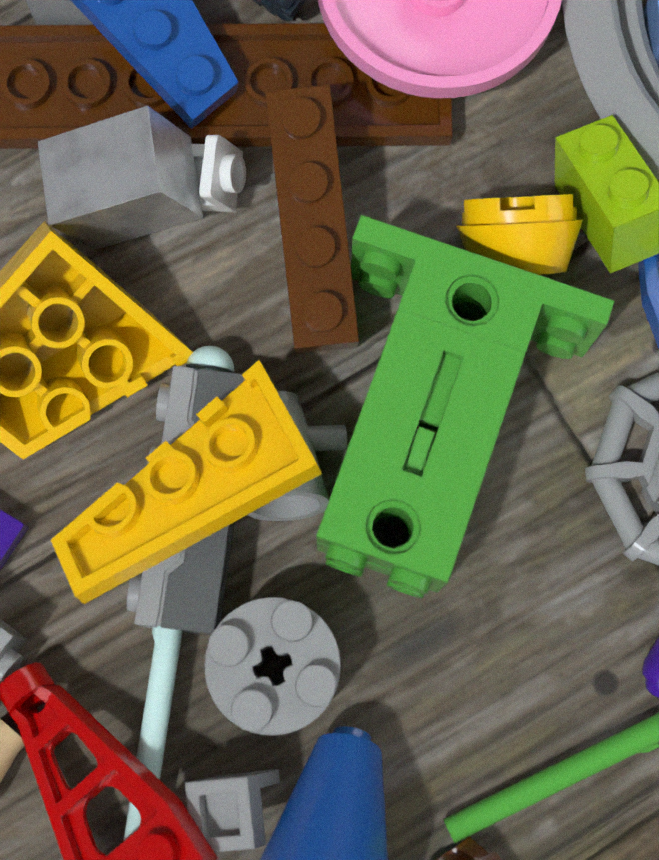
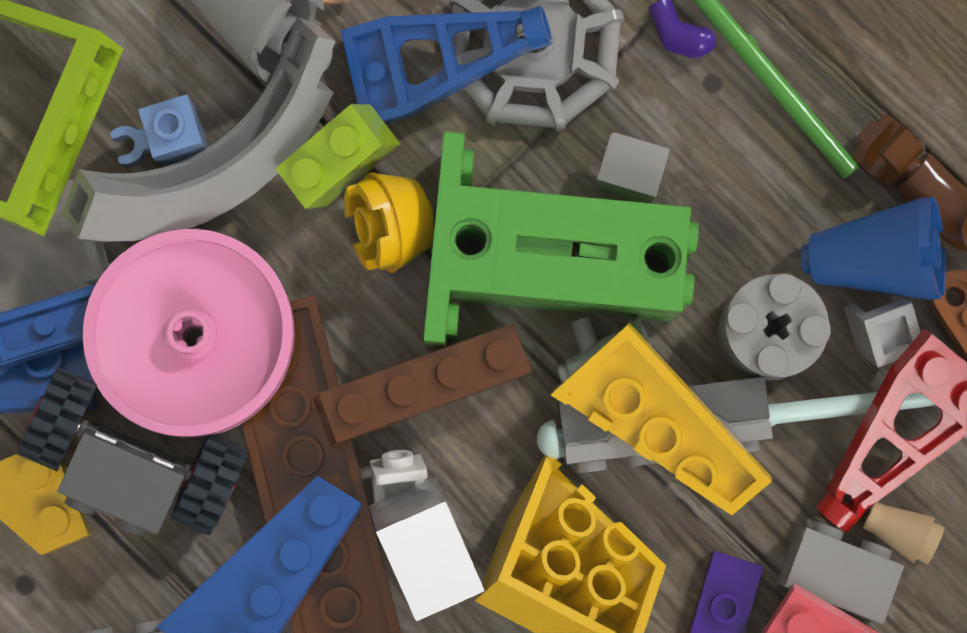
camera: 110 degrees left, 5 degrees up
(519, 544) = (632, 168): none -> light grey panel

